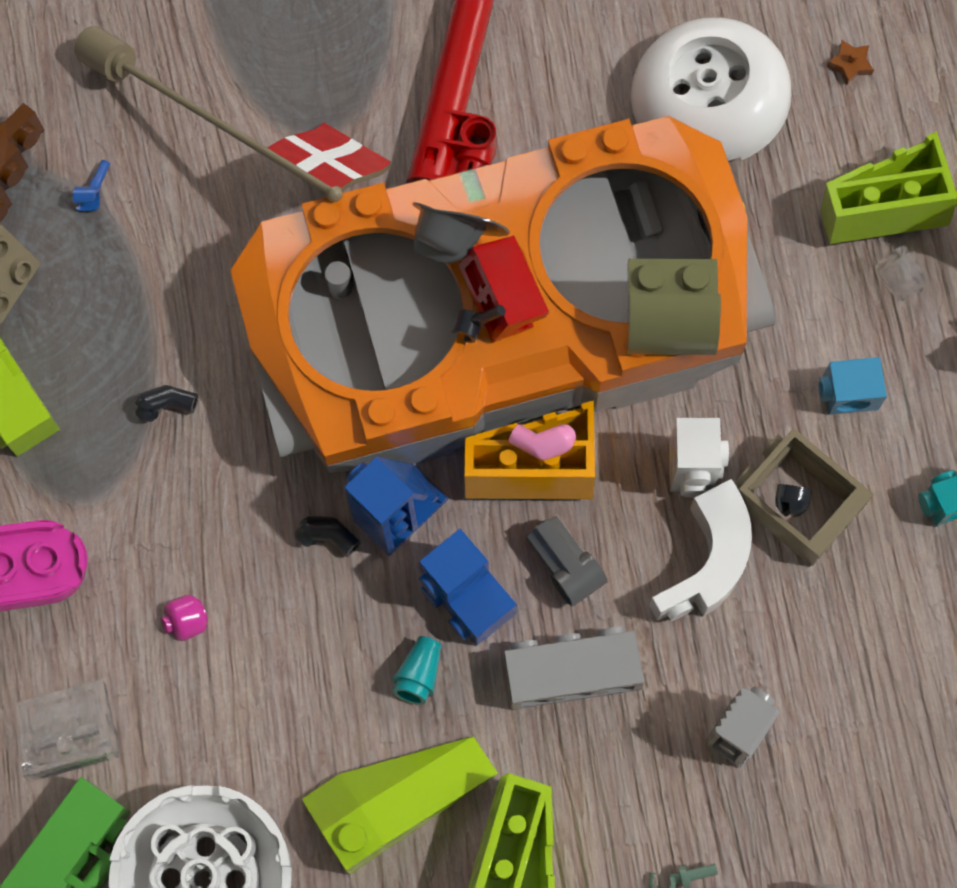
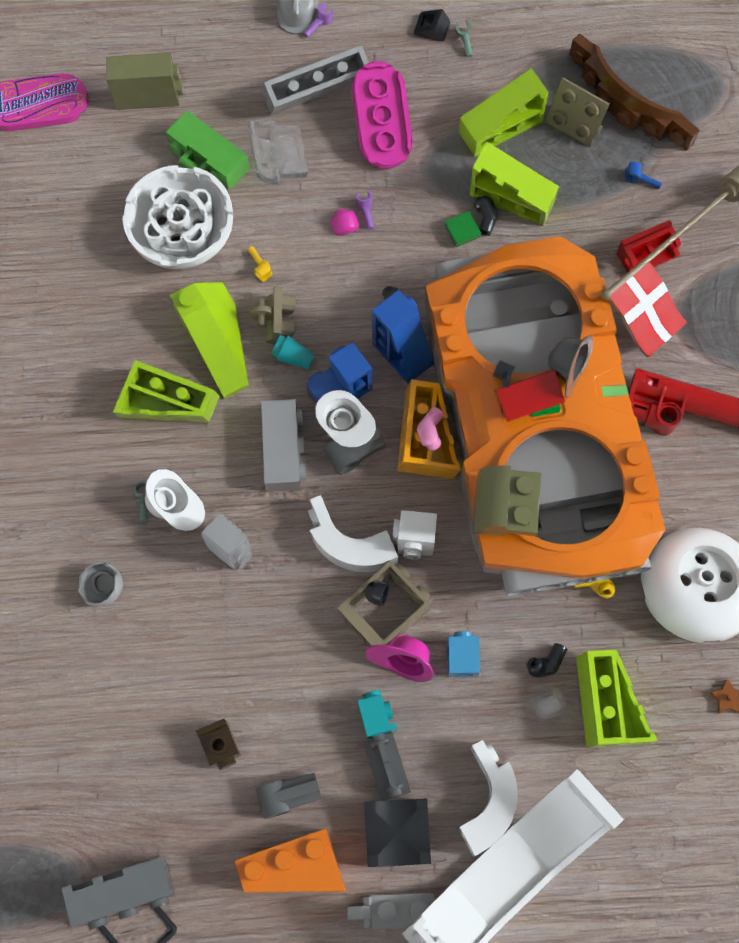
camera: 95 degrees right, 0 degrees up
(122, 362) = (512, 185): none -> lime wedge
(160, 585) = (365, 205): none -> medium lavender hand
(190, 436) = (462, 229): none -> green tile
(214, 171) = (639, 246): none -> red hinge
(276, 733) = (263, 269): none -> yellow hand
(359, 707) = (276, 305): none -> dark tan hips
(538, 566) = (345, 418): none -> white piece
(685, 821) = (173, 501): none -> white piece
(844, 277) = (547, 665): none -> black arm
(868, 455) = (403, 656): none -> dark pink piece

